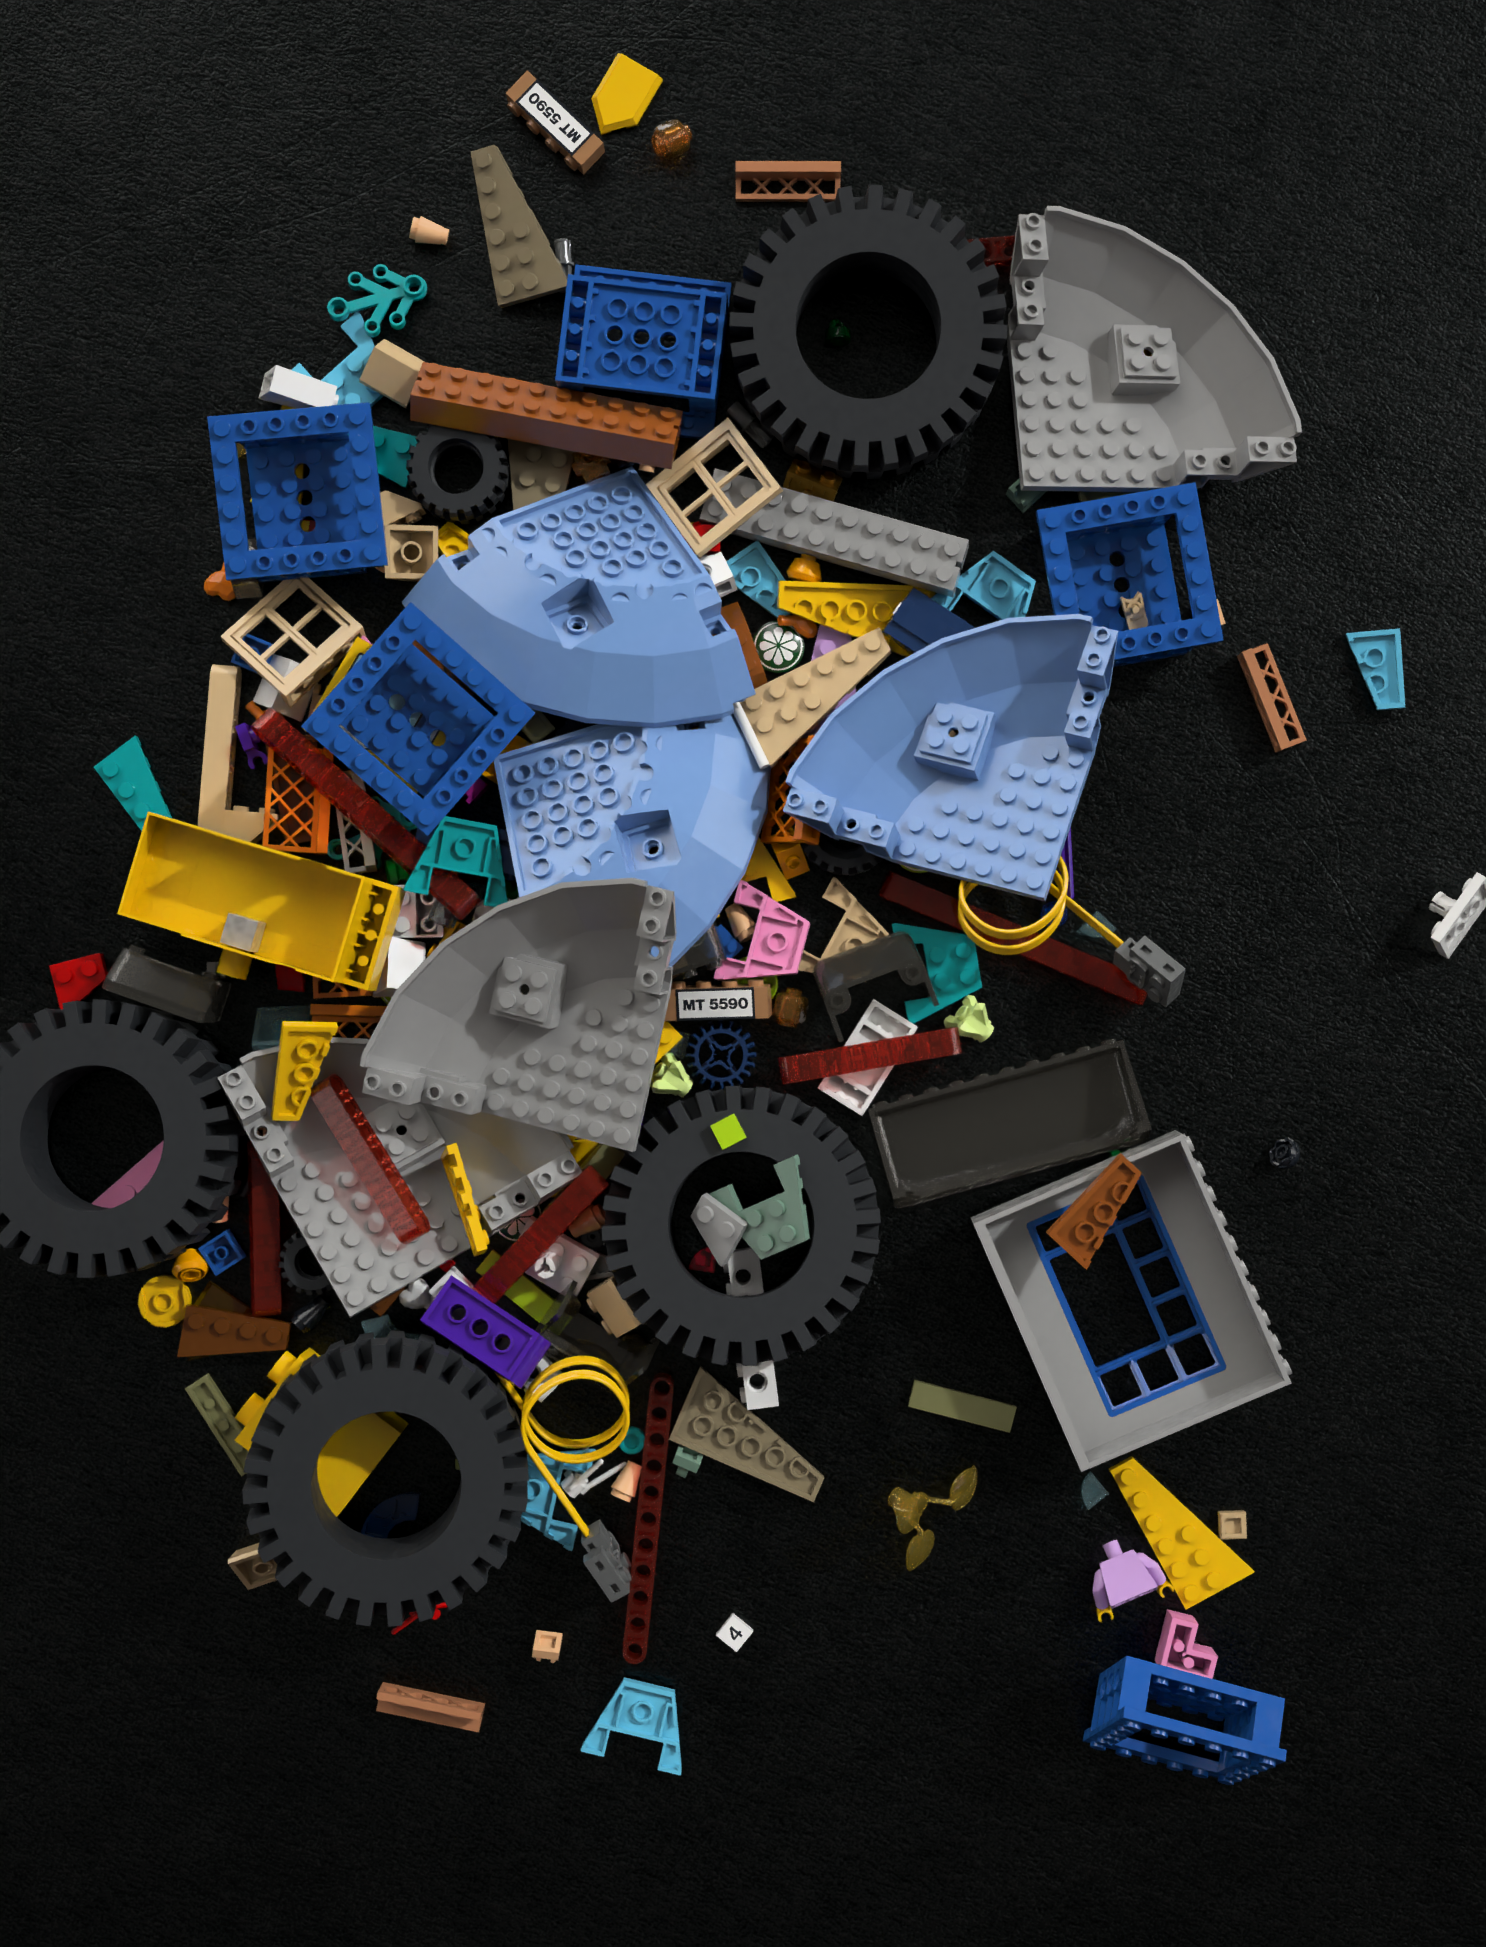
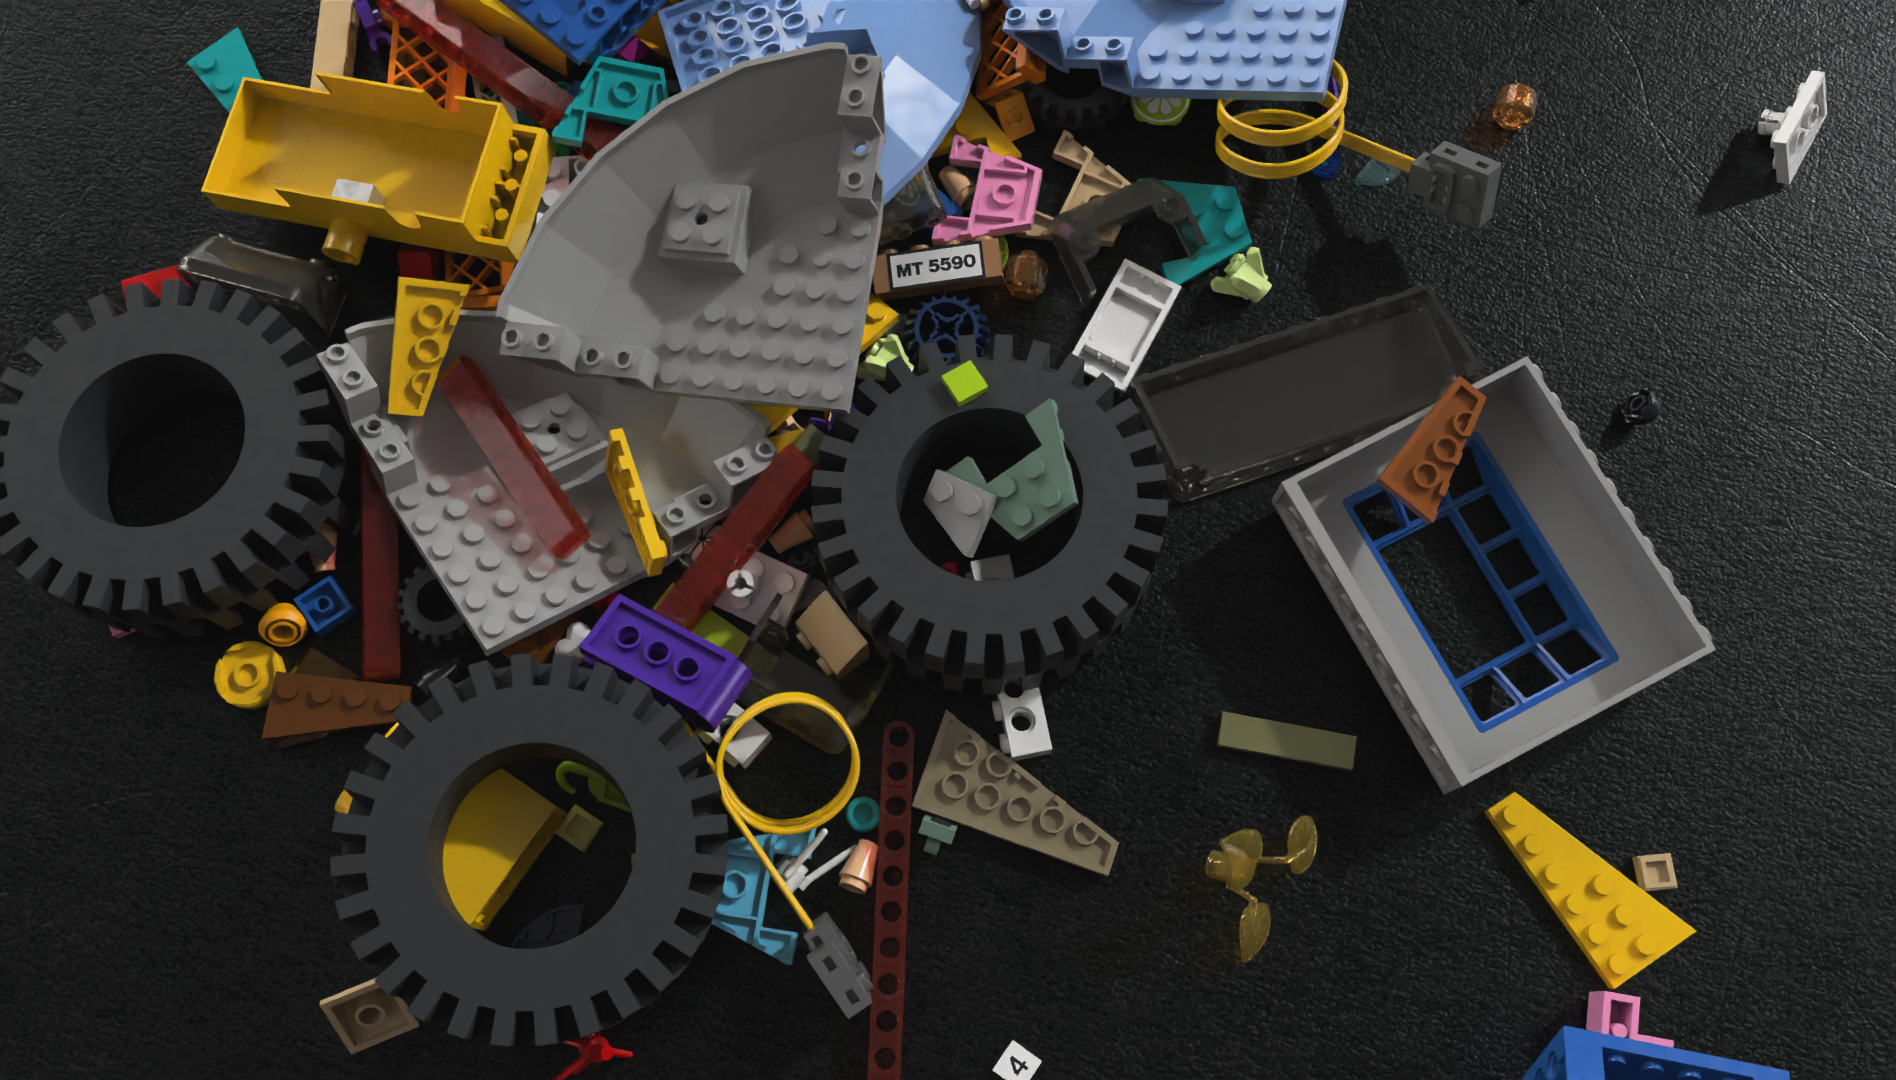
camera: 10 degrees left, 15 degrees down
(219, 1418) = (311, 813): olive tile -> none
(416, 1436) = (579, 828): none -> light yellow tile
(869, 1055) = (1130, 314): clear red beam -> none
(1049, 953) = (1302, 193): clear red beam -> none
(1092, 1491) = (1467, 840): clear light blue tile -> none
(1125, 1578) = (1530, 949): lavender torso -> none
(1222, 876) = (1515, 106): none -> clear orange head

